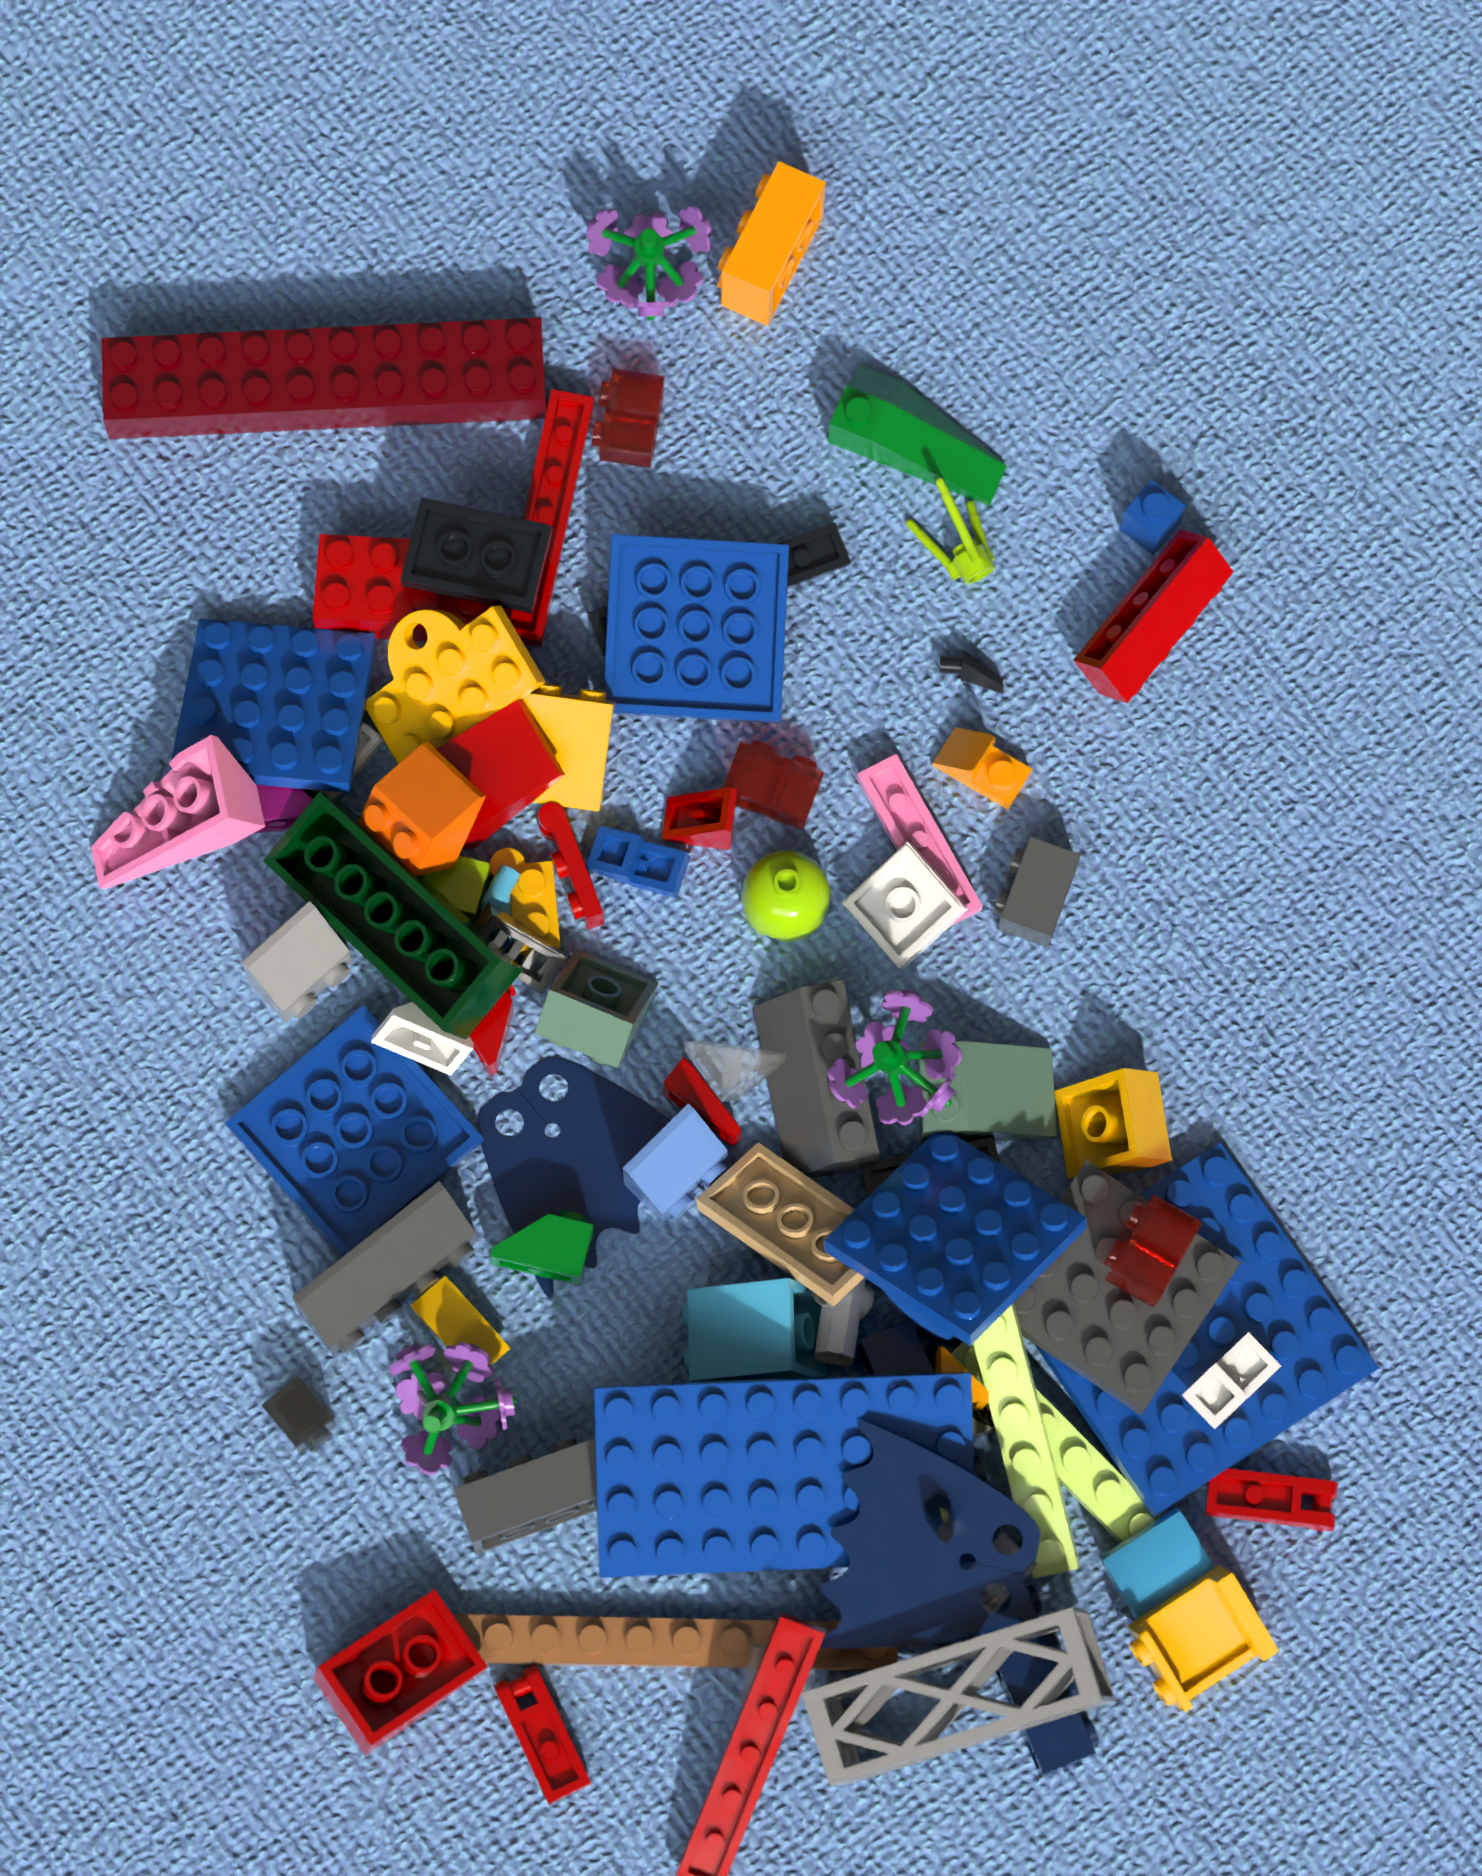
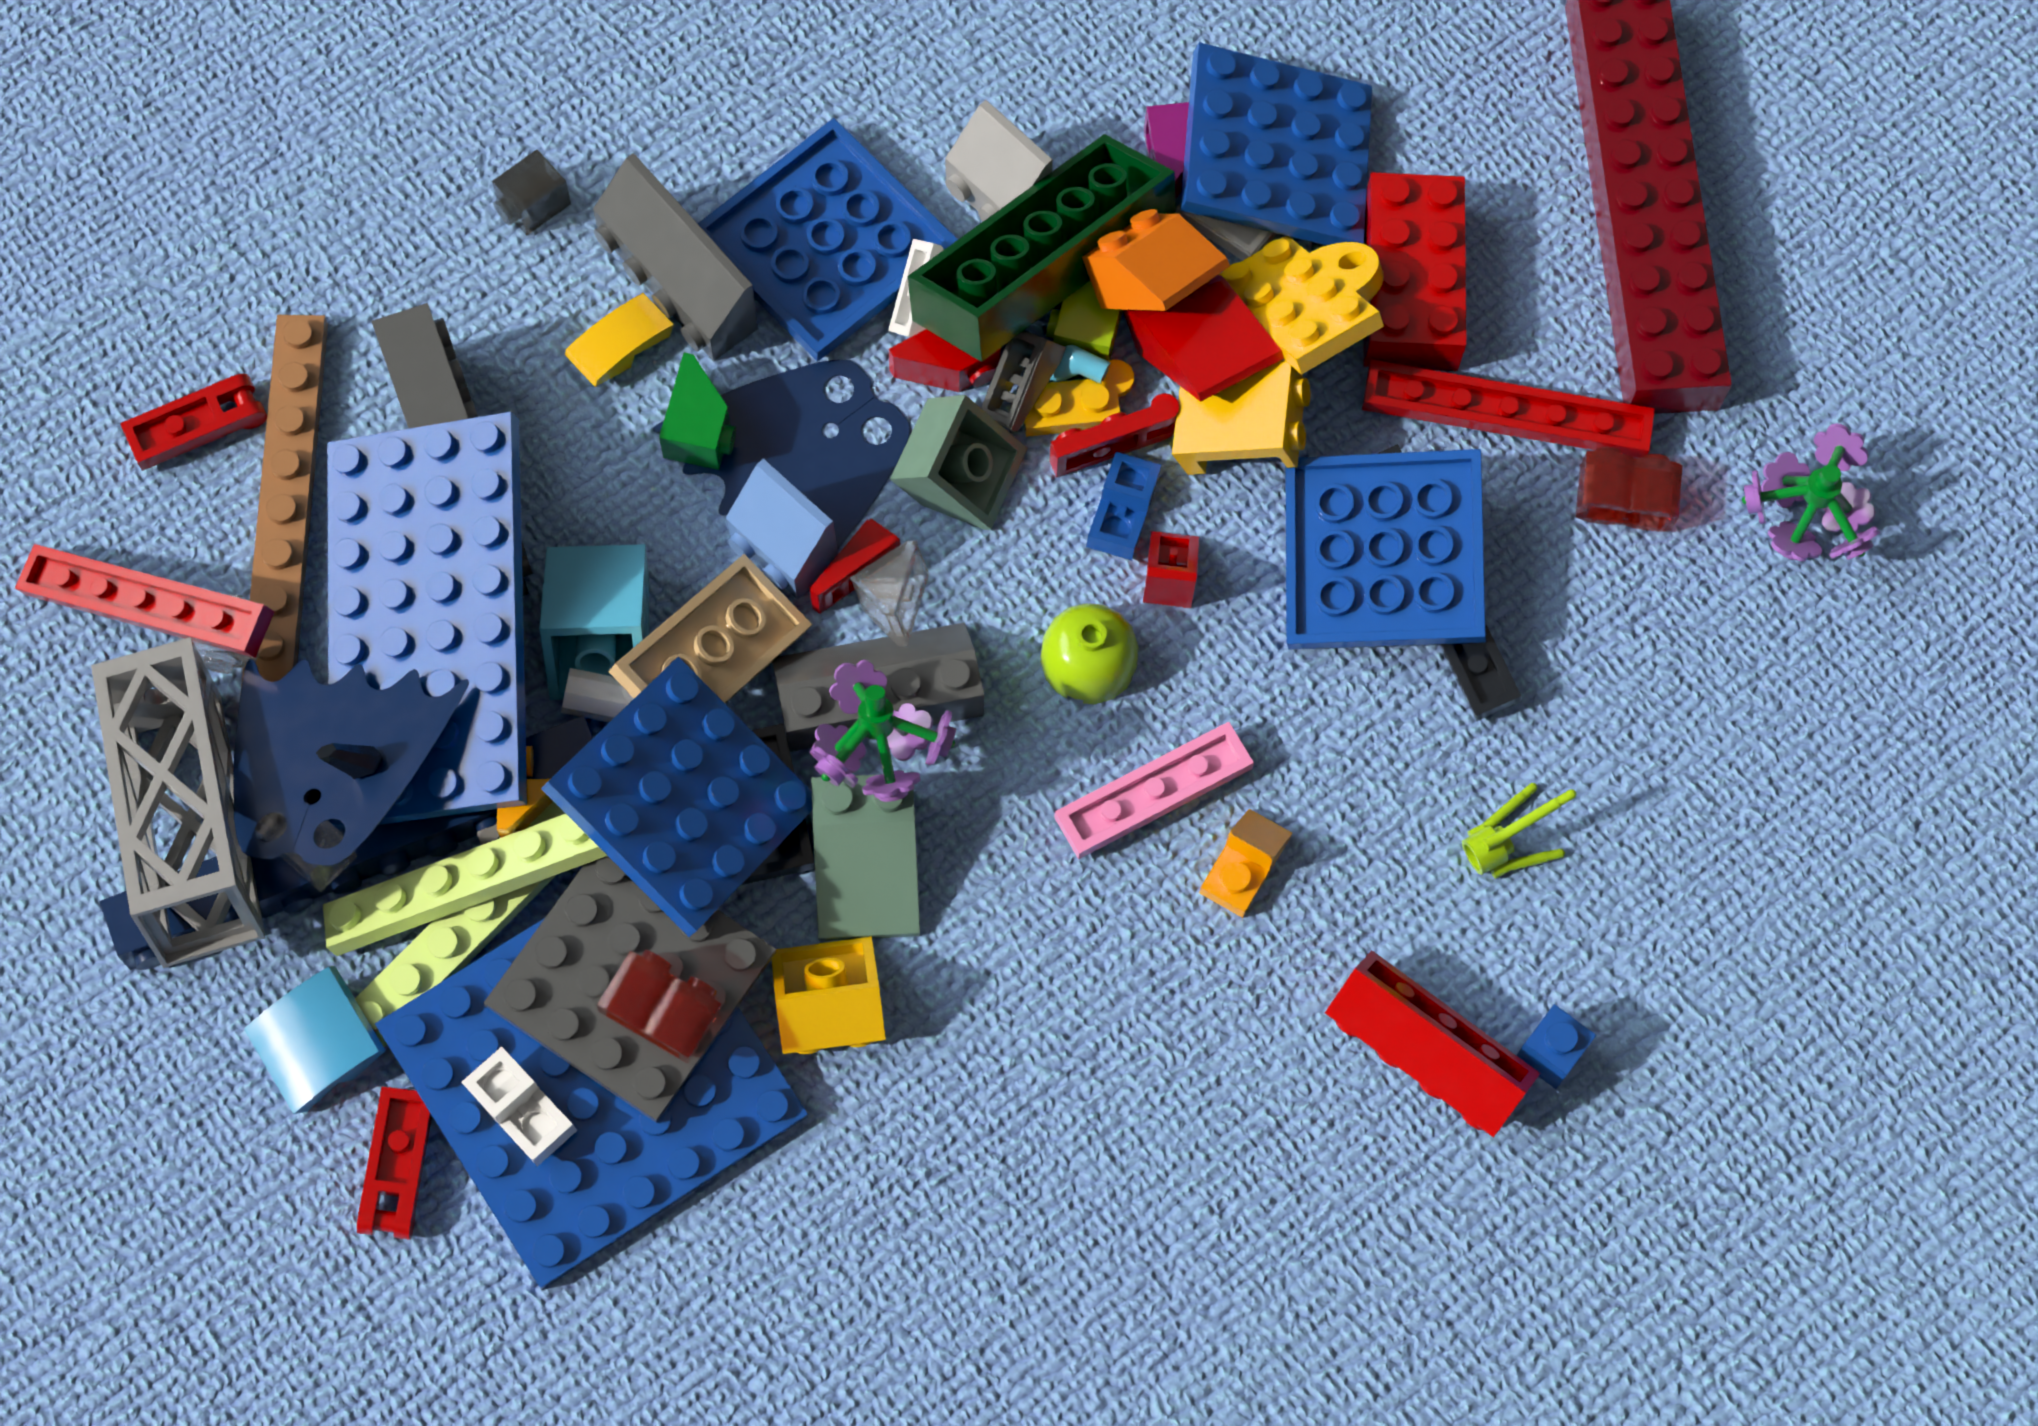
camera: 90 degrees right, 5 degrees down
(190, 812) = (1150, 64): bright pink wedge -> none
(399, 1672) = (259, 278): red slope -> none
(439, 1410) = (541, 303): medium lavender plant -> none
(476, 555) = (1445, 314): black plate -> none
(771, 242) = (1849, 624): light orange brick -> none
(774, 784) = (1213, 635): clear red brick -> none
(902, 430) = (1644, 777): green wedge -> none
(905, 905) = (1077, 771): white tile -> none
(971, 671) = (1358, 851): black bar -> none
(1038, 891) = (1098, 914): dark grey brick -> none
(1199, 1637) = (239, 1073): yellow panel -> none

